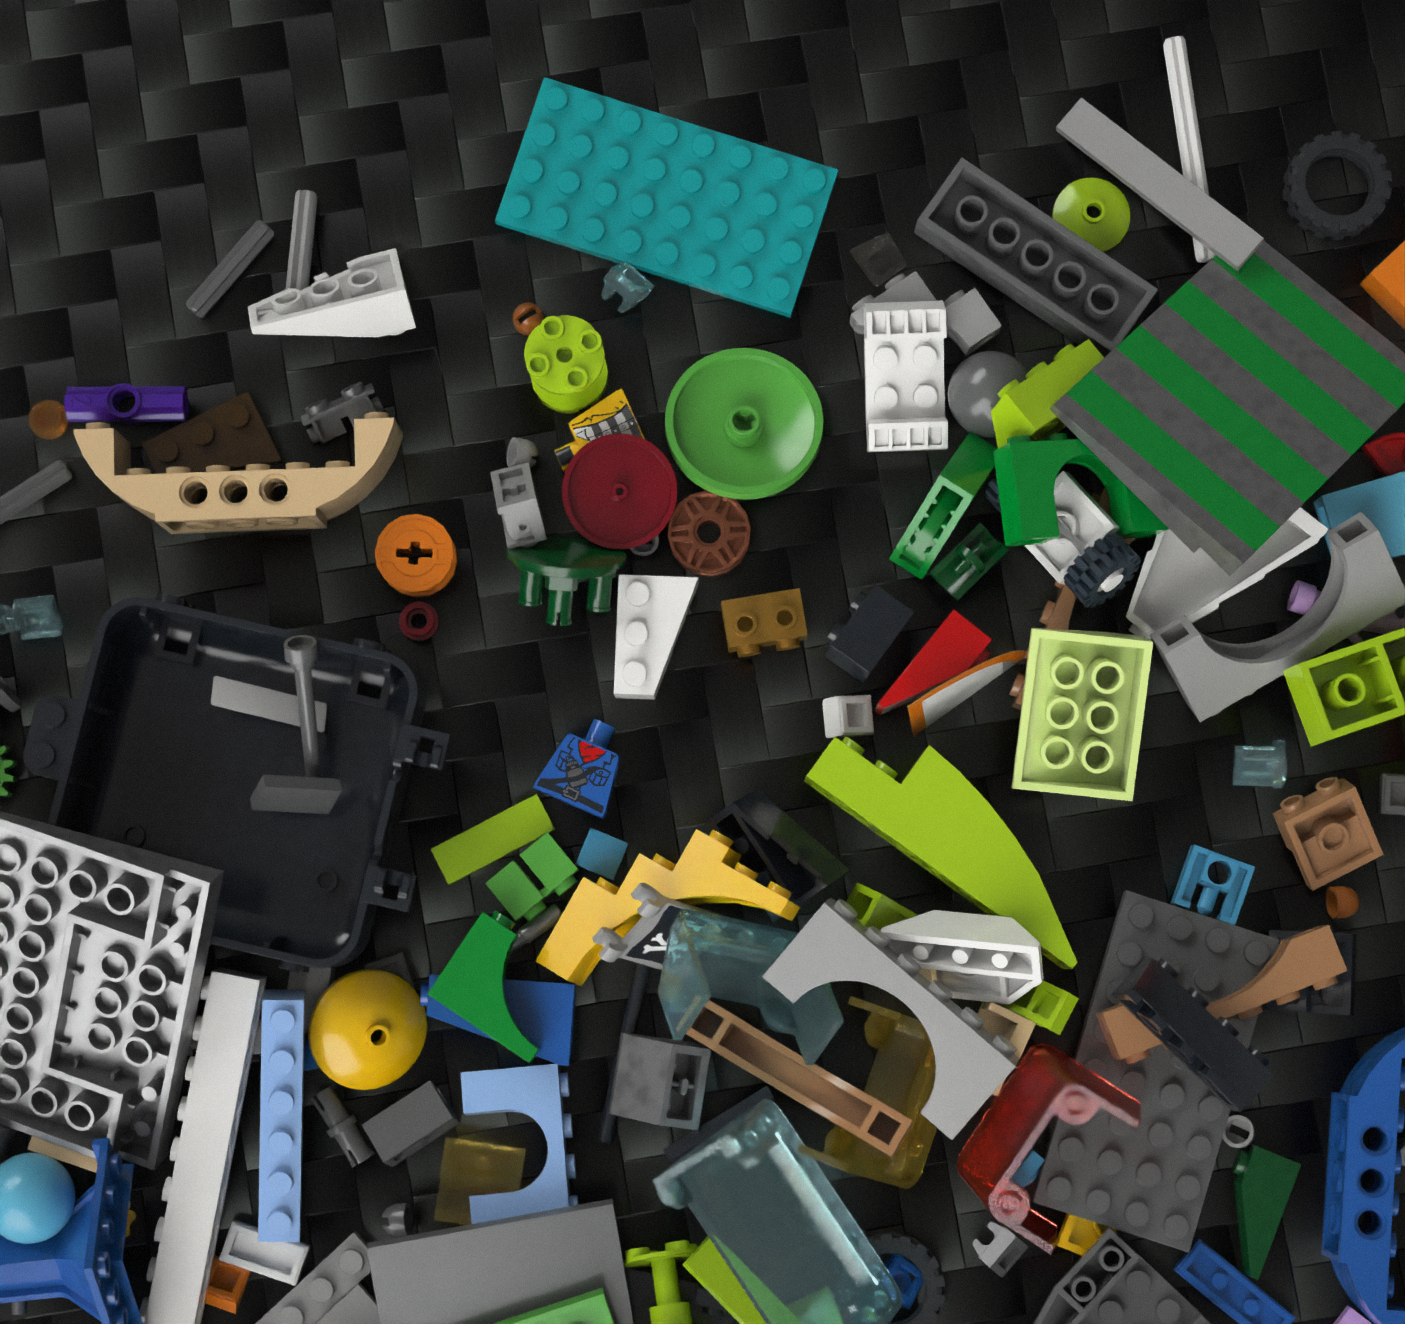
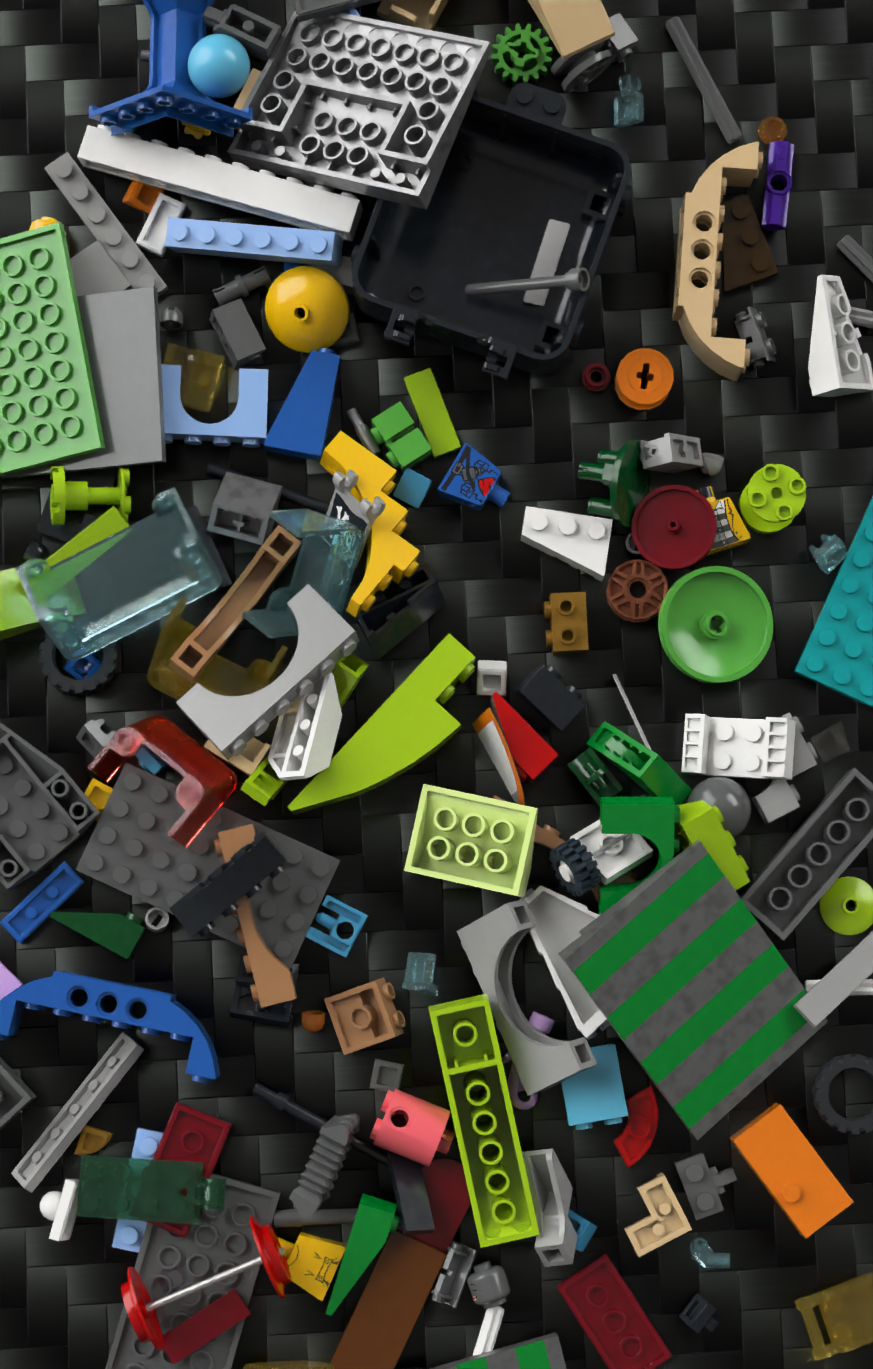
camera: 90 degrees right, 0 degrees up
(295, 794) = (478, 271): dark grey tile -> none
(476, 983) = (327, 385): green arch -> none
(530, 323) = (810, 486): dark orange hinge -> none
(873, 523) = (631, 711): none -> white sticker

